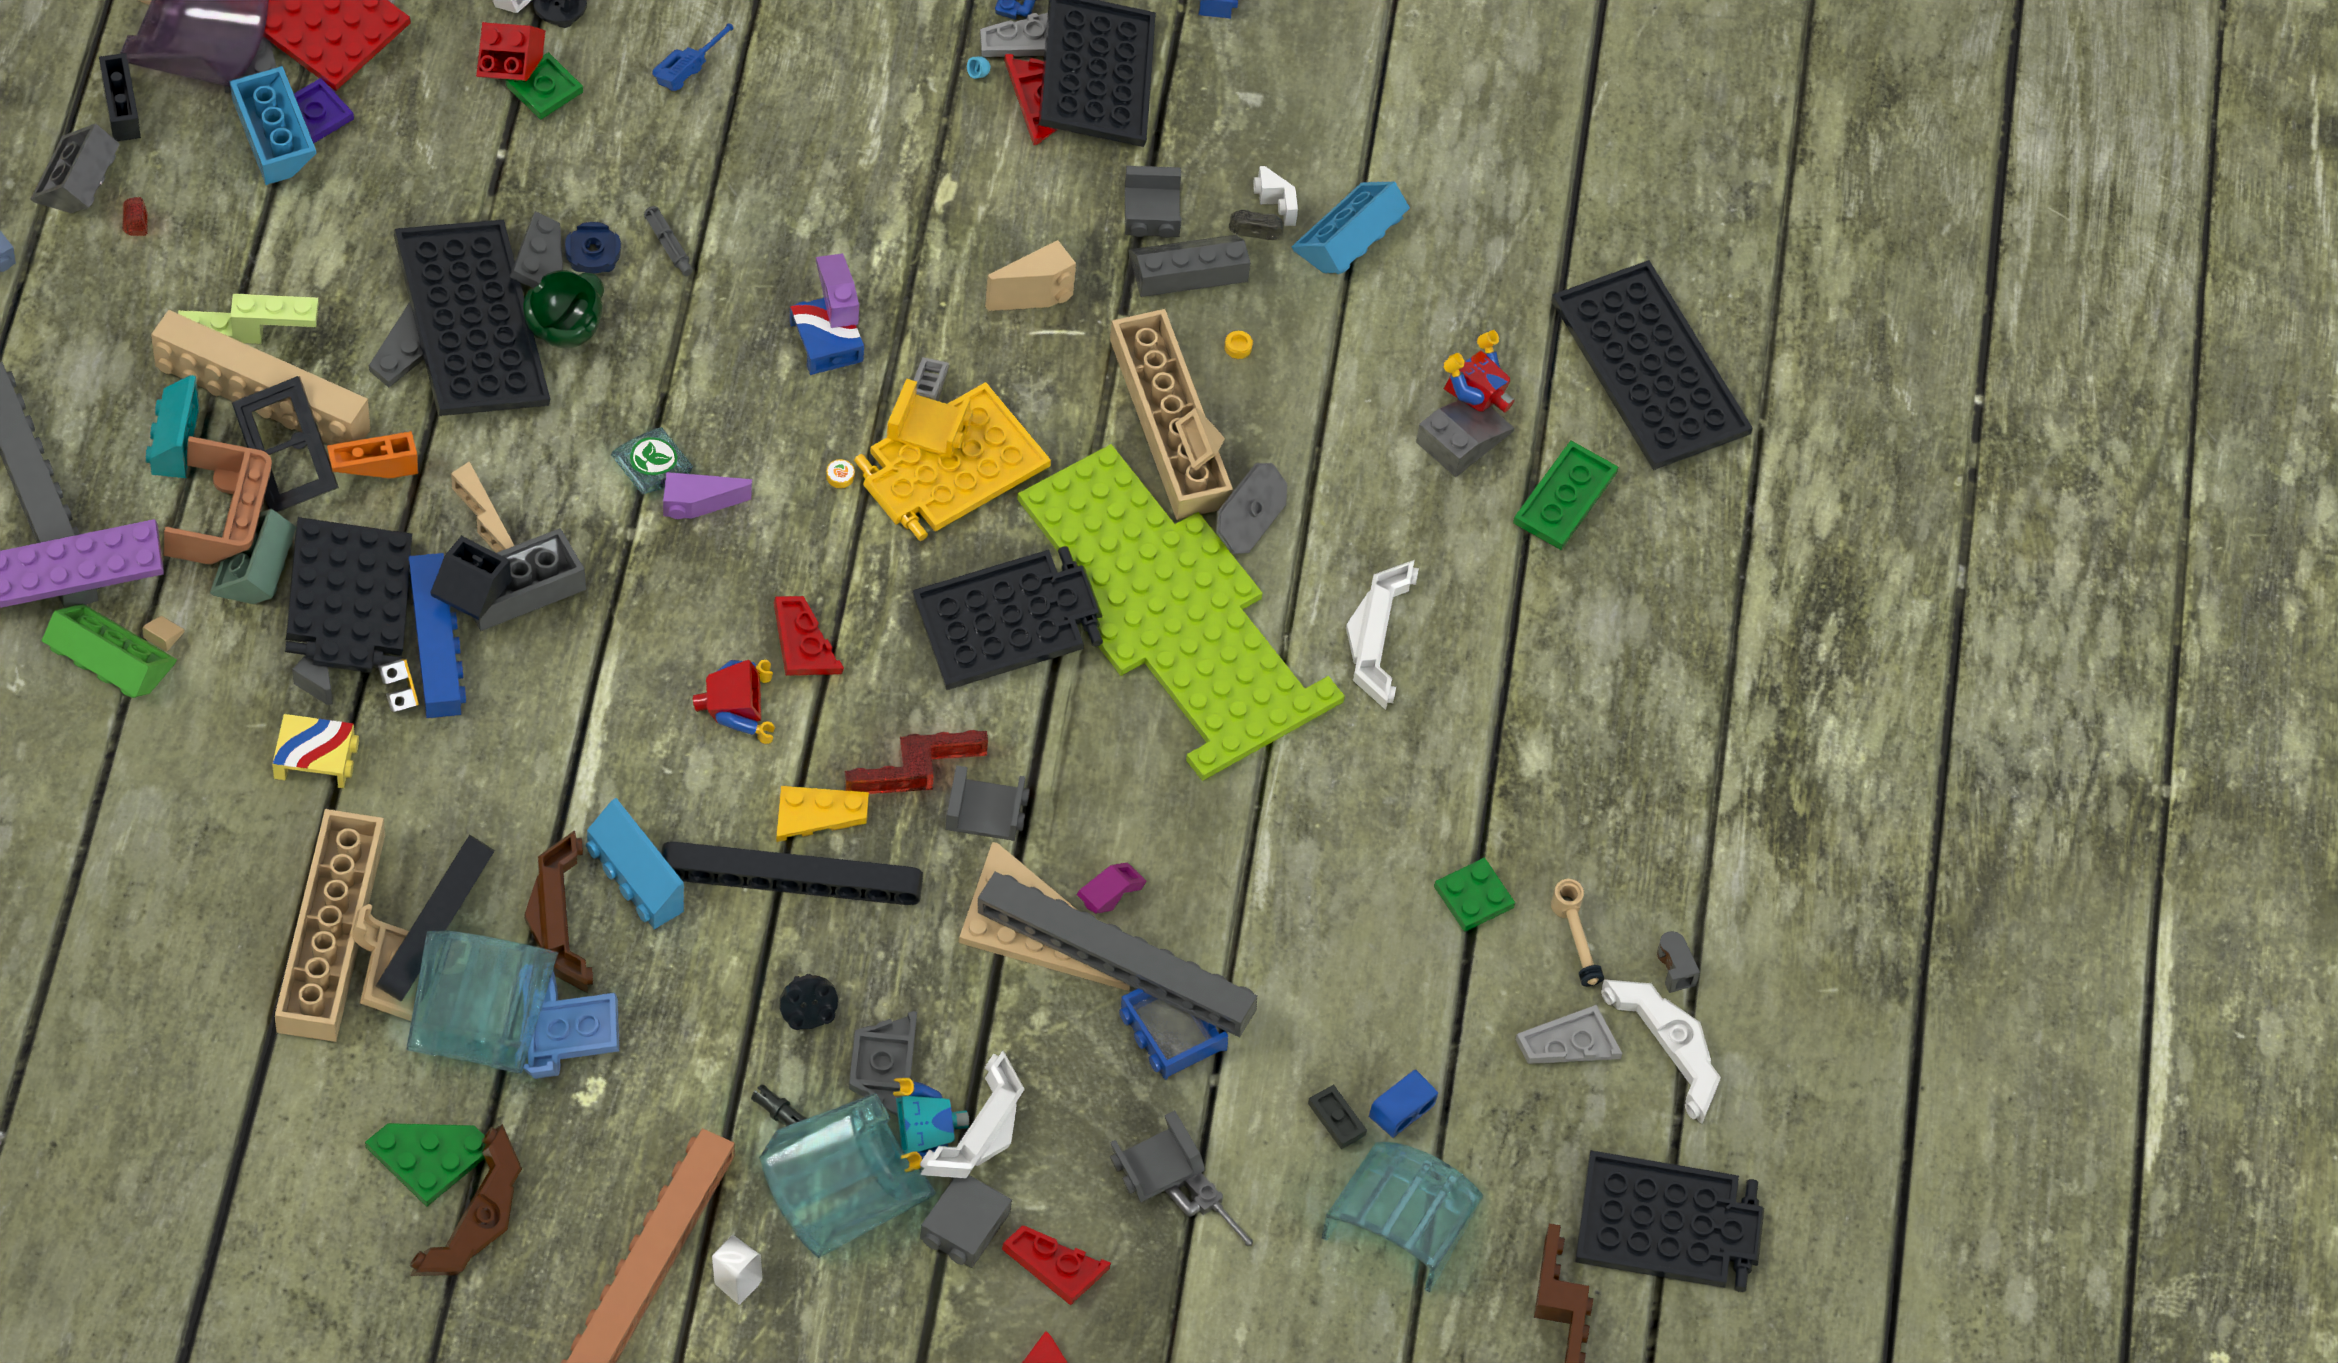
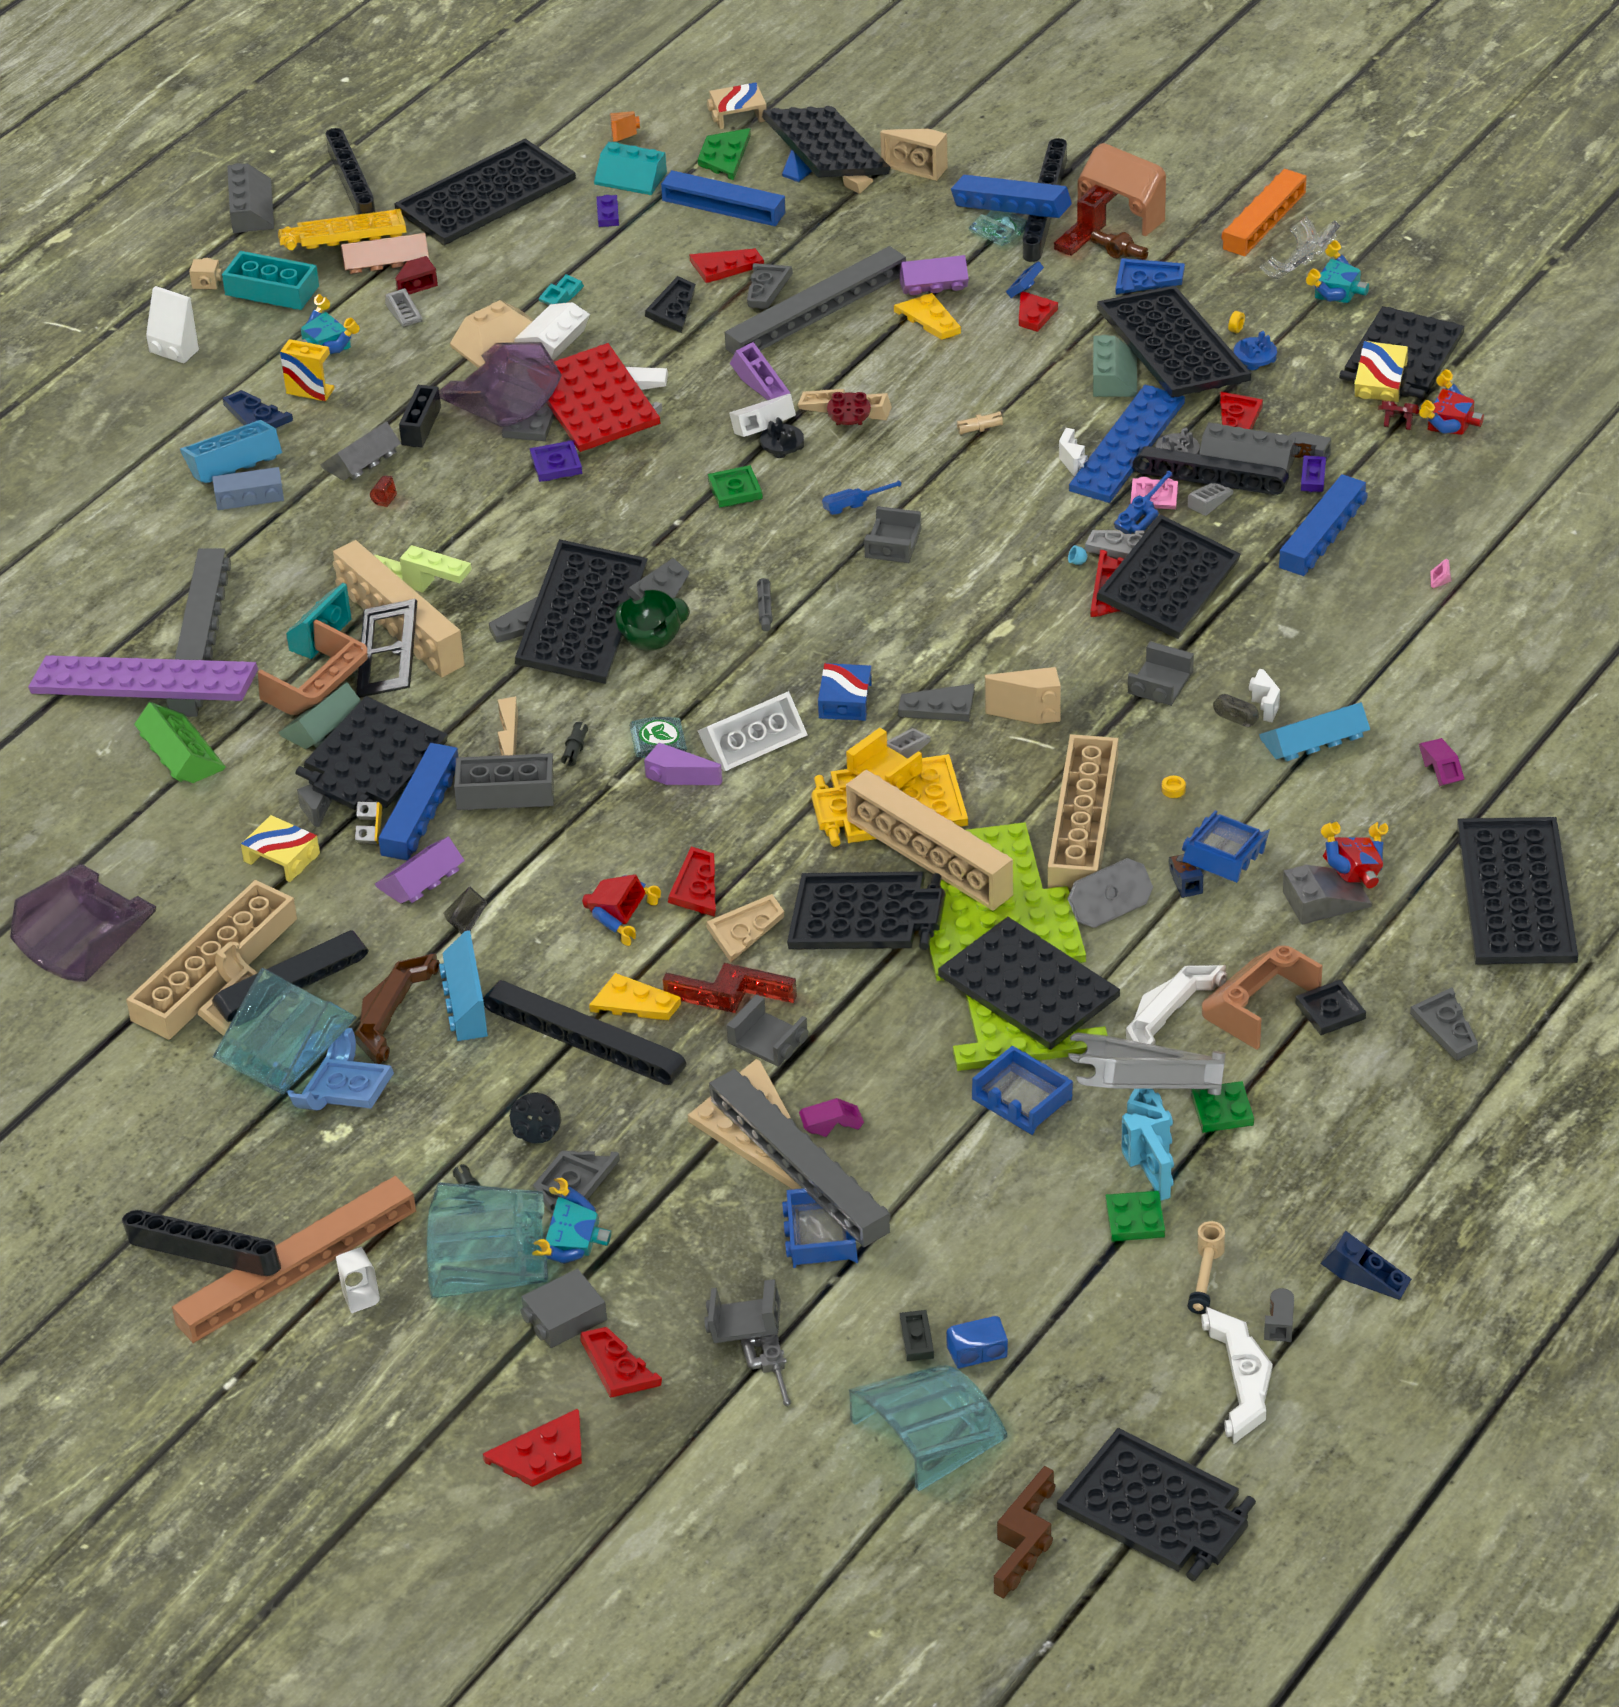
camera: 35 degrees right, 15 degrees down
(149, 933) = (75, 923): none -> clear purple windscreen
(162, 632) = (226, 746): tan slope -> none
(272, 124) = (514, 457): dark azure slope -> none
(376, 457) = (455, 677): orange slope -> none
(428, 1156) = (186, 1136): green plate -> none
(471, 578) = (458, 759): black slope -> none
(485, 1216) = (194, 1188): reddish brown helmet -> none
(491, 727) = (421, 871): none -> medium lavender slope
(509, 51) = (720, 453): red slope -> none
(556, 1295) = (201, 1242): none -> black beam
(564, 500) = (574, 744): none -> pearl dark grey pin
(568, 762) = (465, 910): none -> clear smoke slope
(593, 261) = (693, 594): dark blue plate -> none
(755, 420) = (753, 732): none -> white slope
(761, 101) = (893, 535): none -> dark grey panel
(838, 290) = (864, 661): medium lavender slope -> none
(840, 473) = (798, 785): tile -> none
(886, 677) = (745, 925): none -> tan wing
(933, 315) = (940, 704): none -> dark grey wing
(990, 1130) = (616, 1250): white helmet -> none
(1039, 508) = (930, 839): none -> tan brick
(1190, 265) = (1164, 724): dark grey slope -> none
(1199, 437) = (1089, 826): tan slope -> none
(1228, 650) = (1029, 982): none -> black plate
(1287, 784) = (1021, 1089): none -> blue window
(1312, 456) = (1185, 873): none -> dark blue leg
(1341, 411) = (1224, 846): none -> blue window
(1446, 609) = (1227, 1003): none -> nougat windscreen
(1446, 710) = (1146, 1066): none -> light grey piece
(1446, 804) = (1148, 1138): none -> medium azure piece
(1493, 217) = (1443, 759): none -> magenta slope
(1493, 732) = (1224, 1110): none -> green plate
(1540, 574) = (1330, 1007): none -> black plate
(1565, 495) = (1386, 959): green plate -> none
(1570, 1039) = (1151, 1342): light grey wing -> none
(1661, 554) = (1444, 1021): none -> dark grey wing
(1728, 876) = (1364, 1267): none -> dark blue slope

